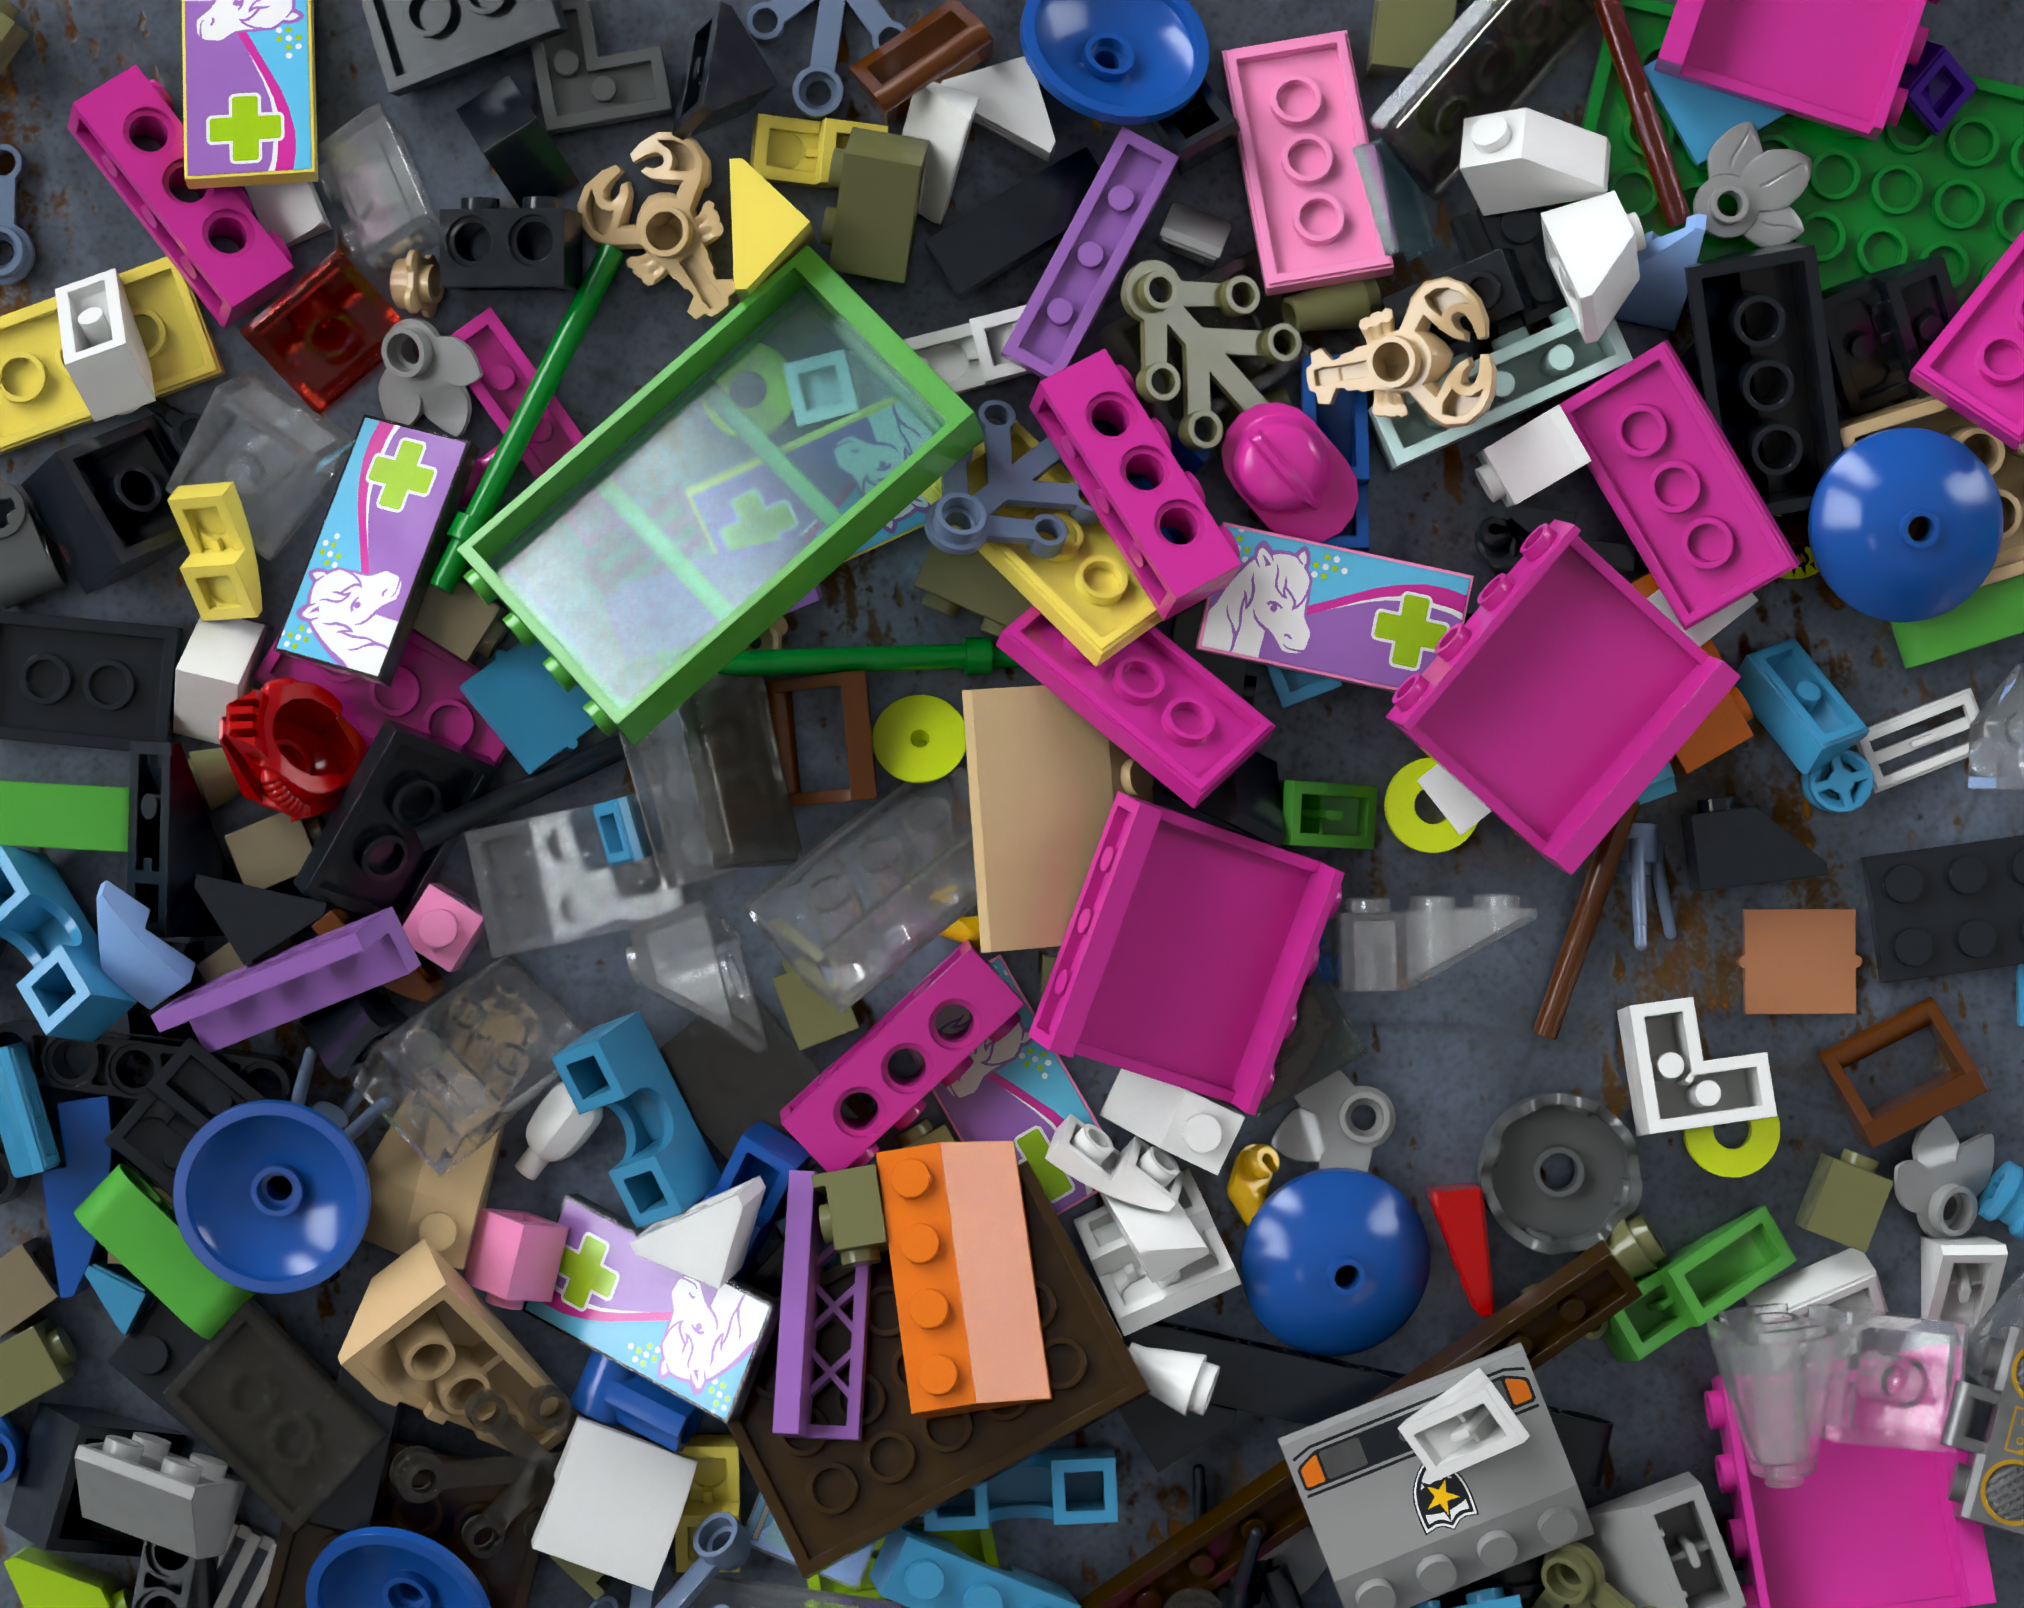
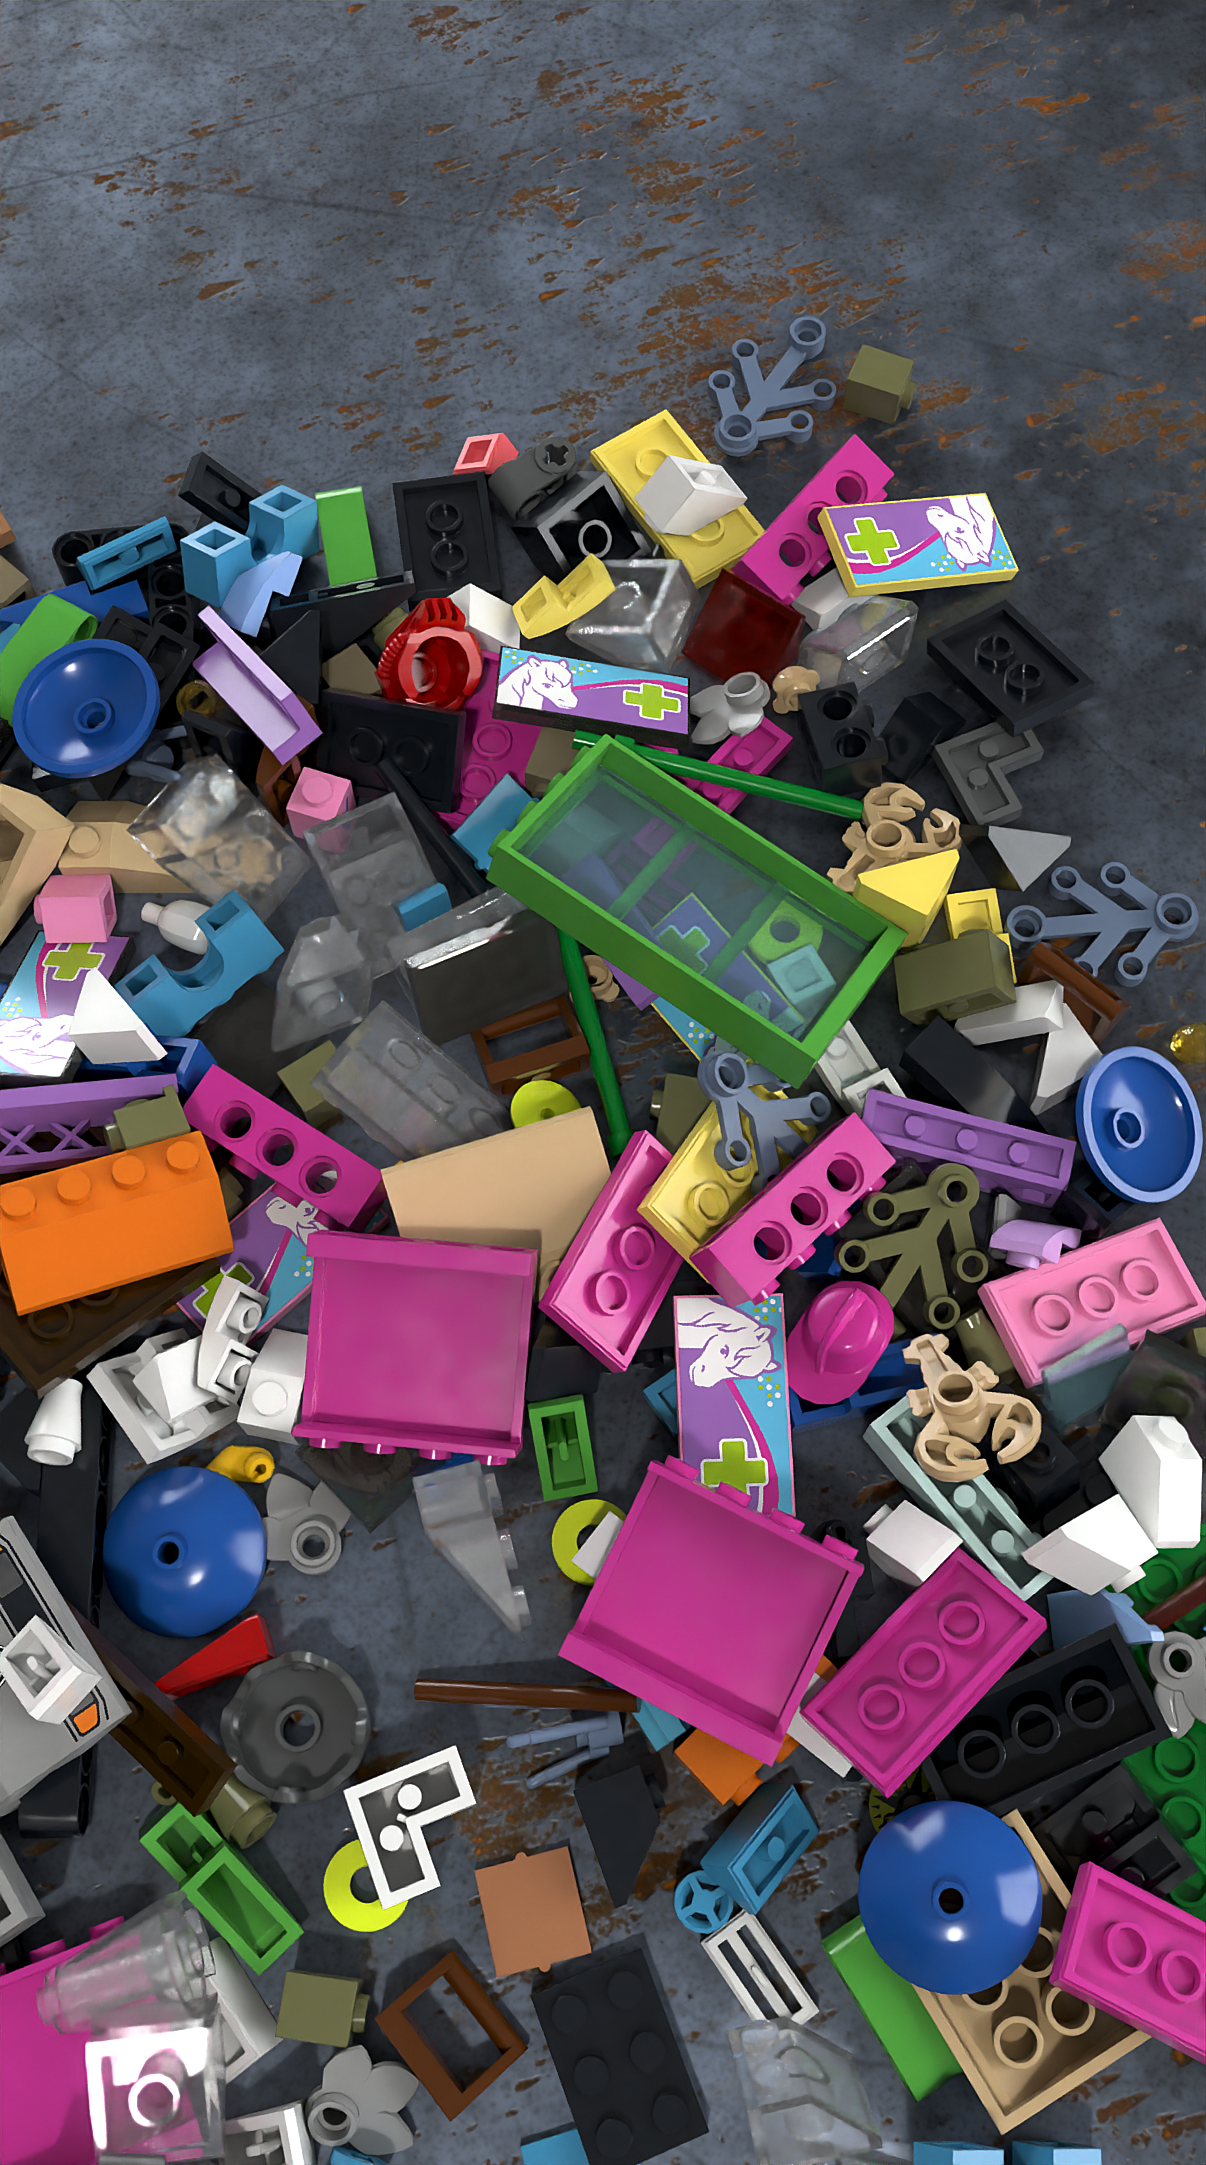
camera: 75 degrees right, 20 degrees down
(280, 1048) = (192, 689): none -> clear yellow hinge
(1227, 212) = (1032, 1241): none -> lavender slope

